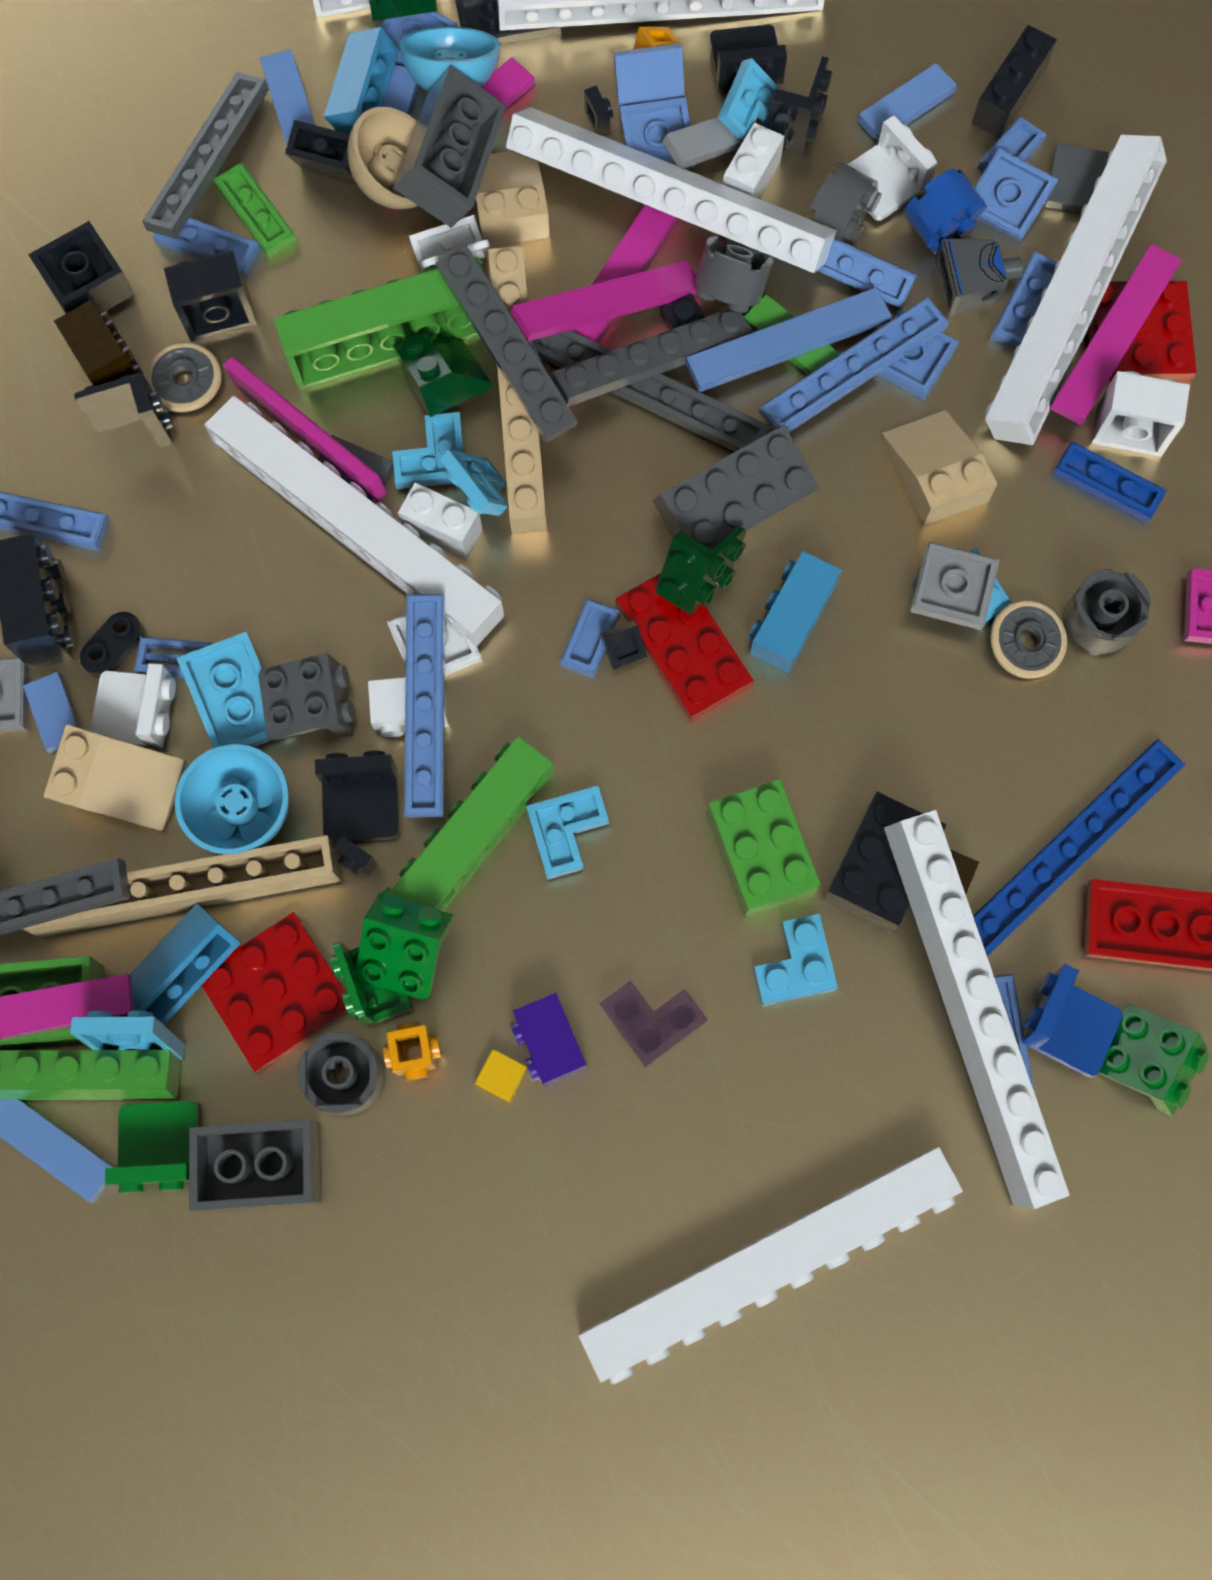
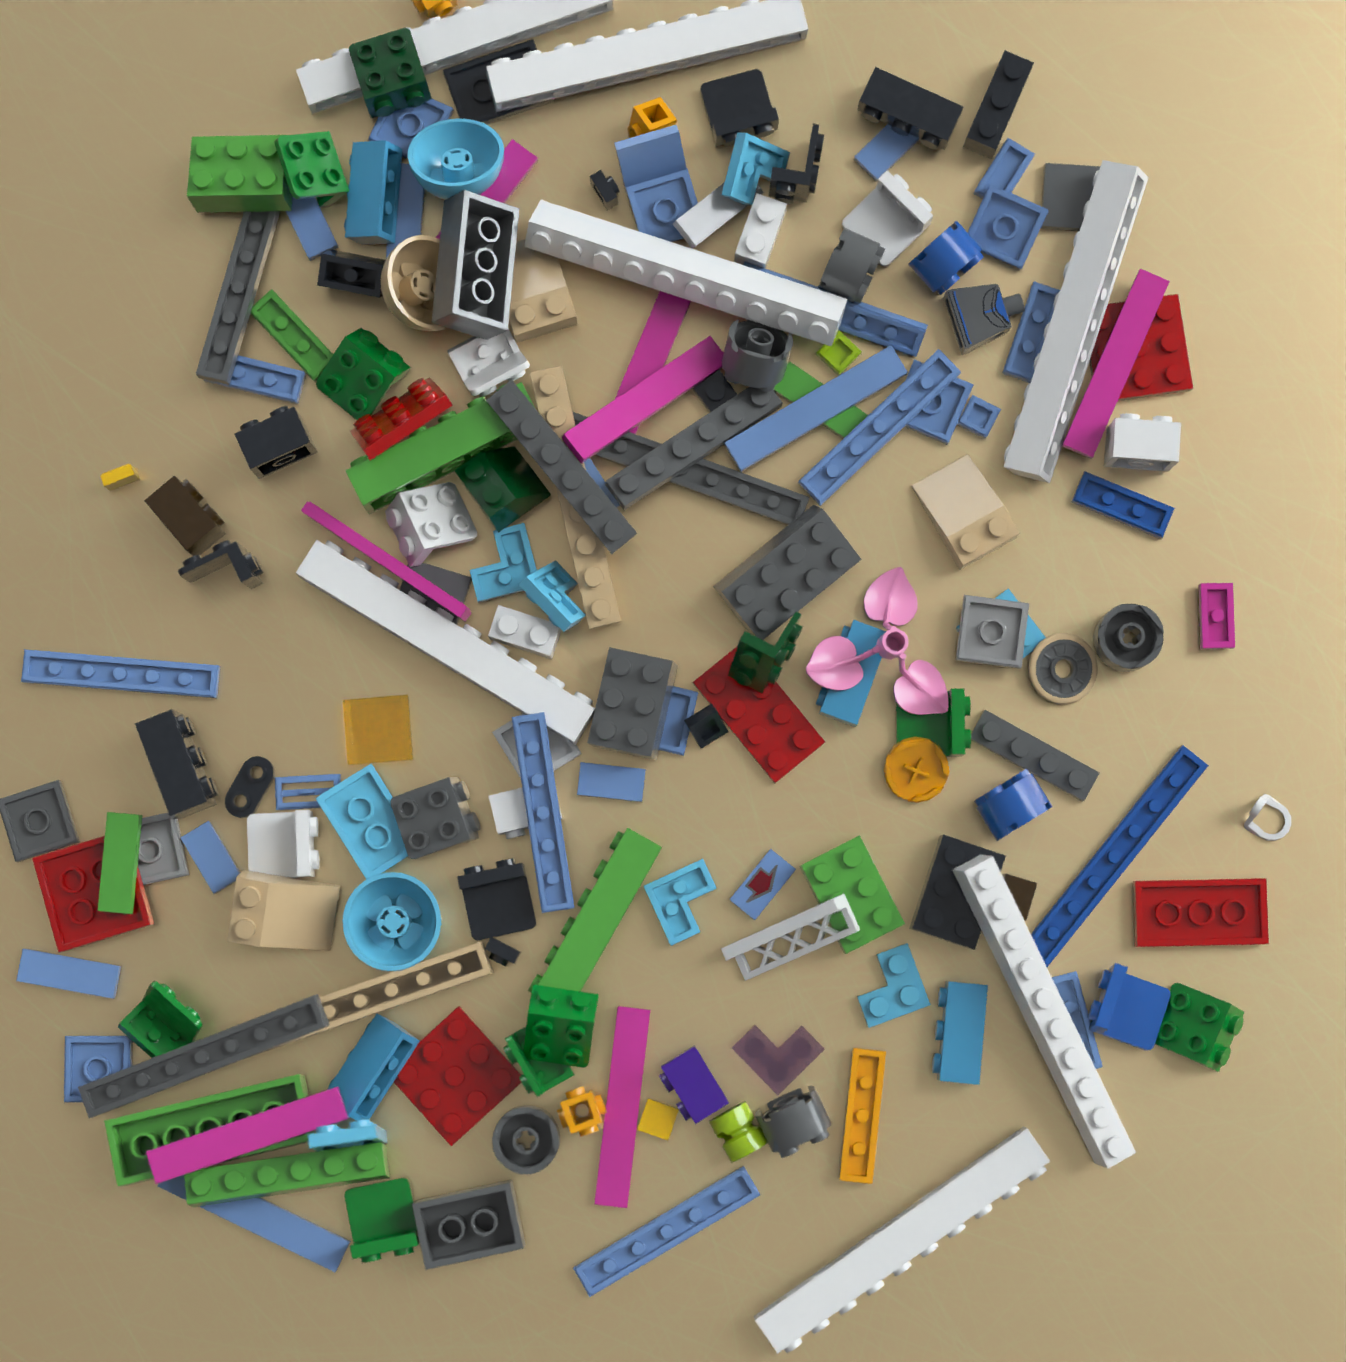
camera: 10 degrees left, 10 degrees up
(41, 314) = (119, 477): none -> yellow tile
(81, 270) = (148, 434): black brick -> none
(184, 357) = (246, 504): dark grey wheel -> none
(230, 46) = (237, 175): none -> bright green brick
(264, 603) = (378, 729): none -> clear yellow tile
(303, 43) = (312, 167): none -> green bracket
(314, 249) = (361, 373): none -> green bracket
(346, 277) = (400, 417): none -> red plate
(357, 391) = (429, 520): none -> white bracket
(461, 1057) = (622, 1107): none -> dark pink tile
(489, 1212) = (666, 1231): none -> medium blue tile
(509, 692) = (611, 782): none -> medium blue tile
(545, 608) = (632, 703): none -> dark grey brick
(592, 1102) = (738, 1131): none -> lime wheel
(659, 1098) = (794, 1121): none -> dark grey brick
(661, 826) = (762, 884): none -> medium blue tile
(684, 867) = (786, 926): none -> white fence
(742, 1106) = (862, 1115): none -> light orange plate
(818, 293) = (840, 354): none -> lime tile
(848, 549) = (838, 668): none -> bright pink plant
(852, 723) = (916, 769): none -> light orange tile
(870, 1024) = (960, 1032): none -> dark azure brick
(877, 676) = (943, 729): none -> green bracket
(923, 69) = (909, 109): none -> black brick
(959, 771) = (1012, 804): none -> blue brick
(961, 375) = (978, 417): none -> medium blue tile
(986, 728) = (1034, 755): none -> dark grey plate

